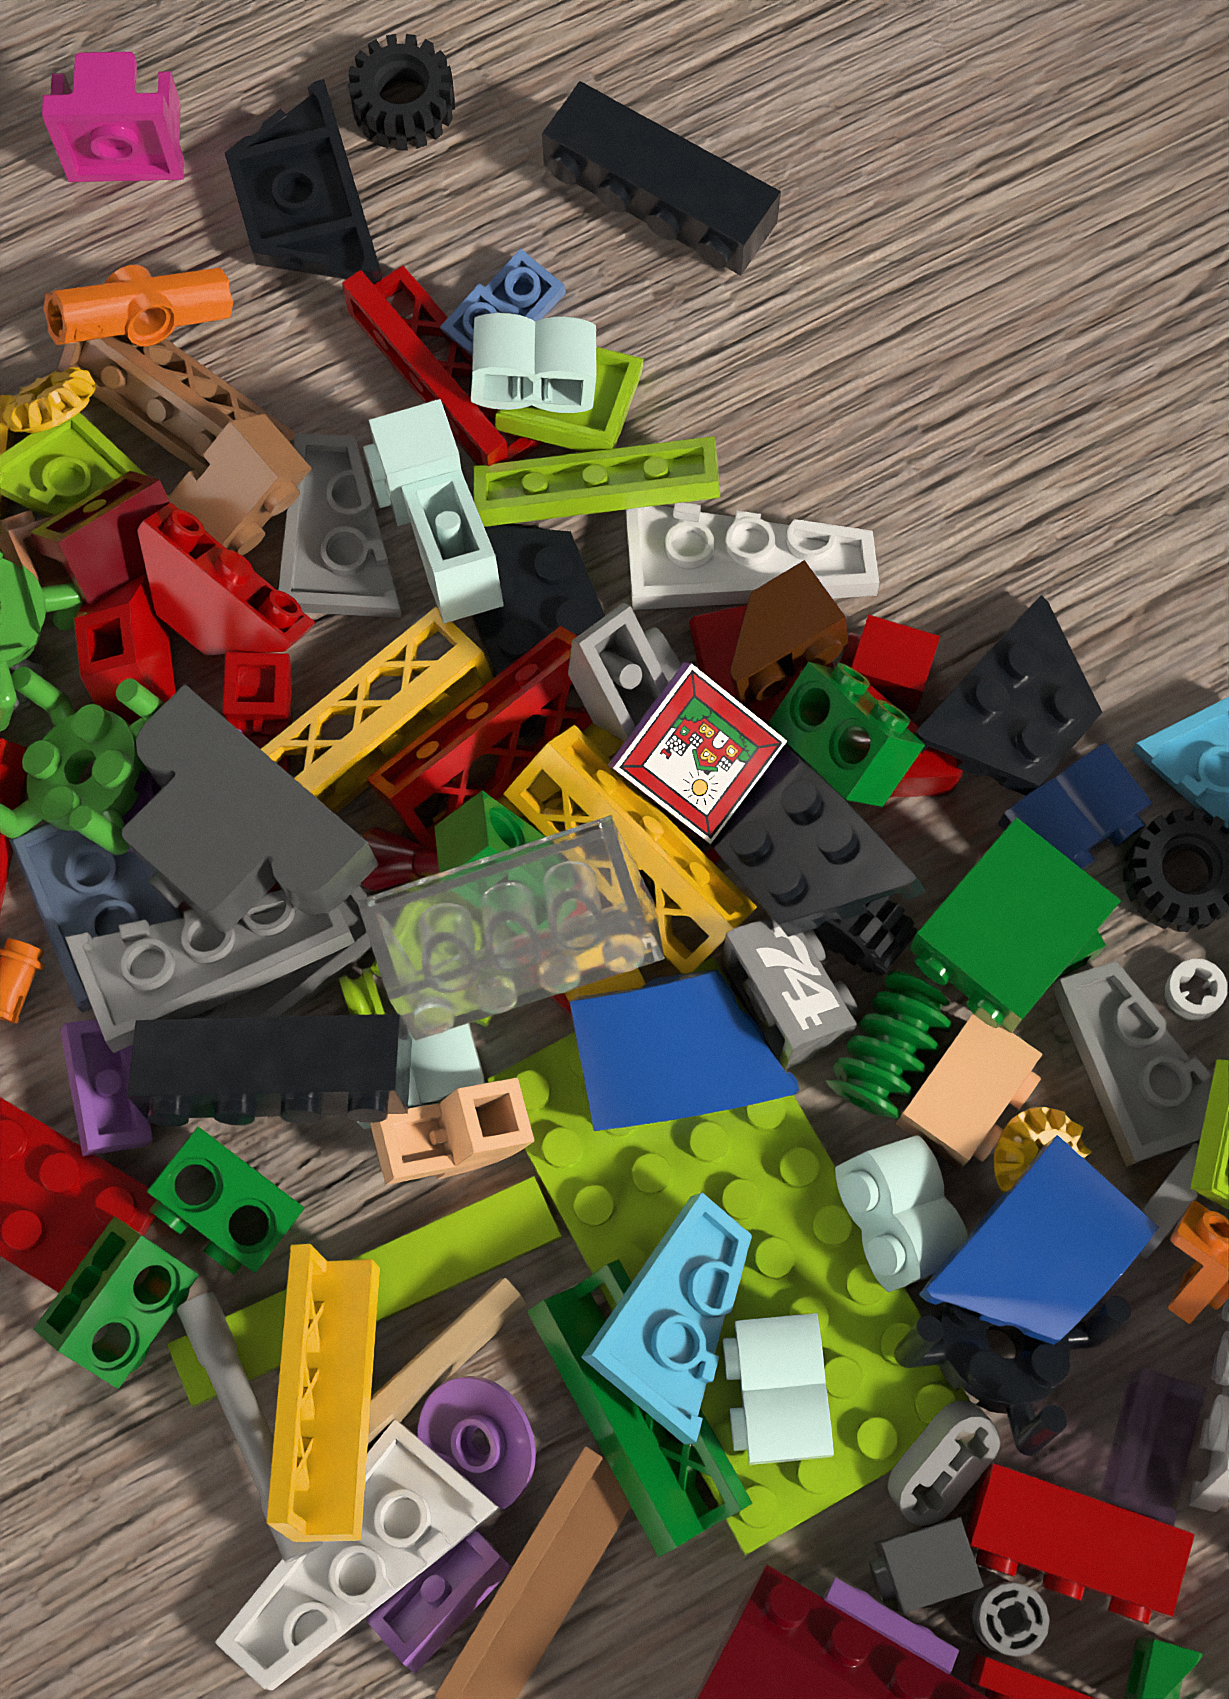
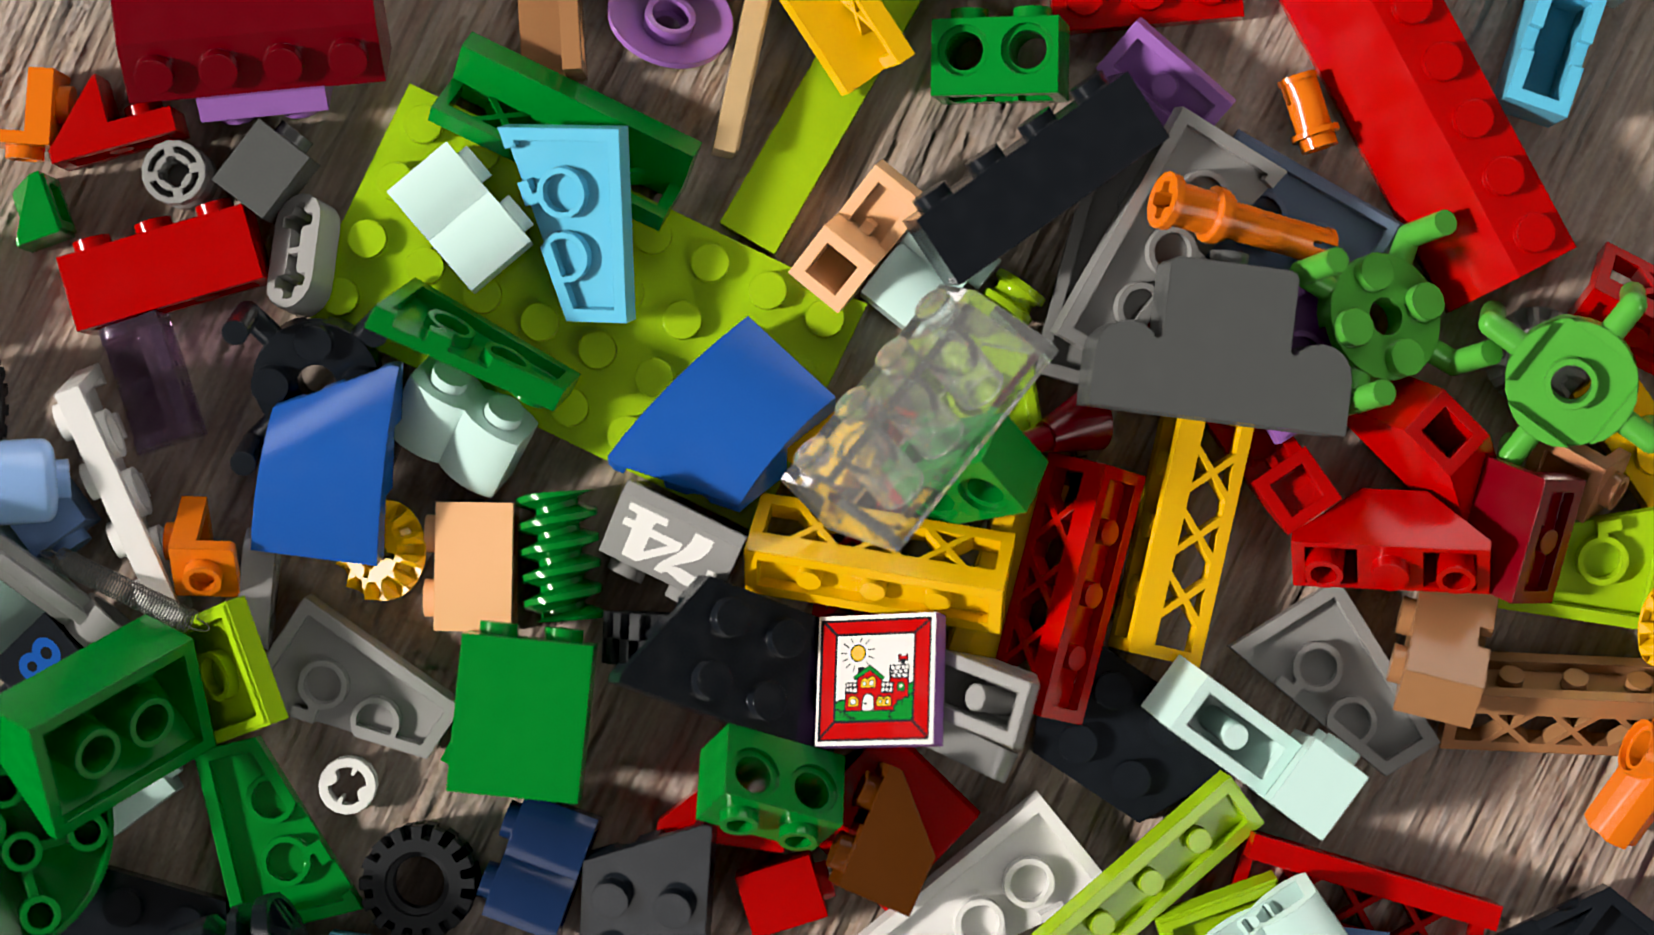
camera: 140 degrees right, 15 degrees up
(147, 931) = (1218, 216): none -> orange pin
(852, 1273) = (469, 342): none -> green wing

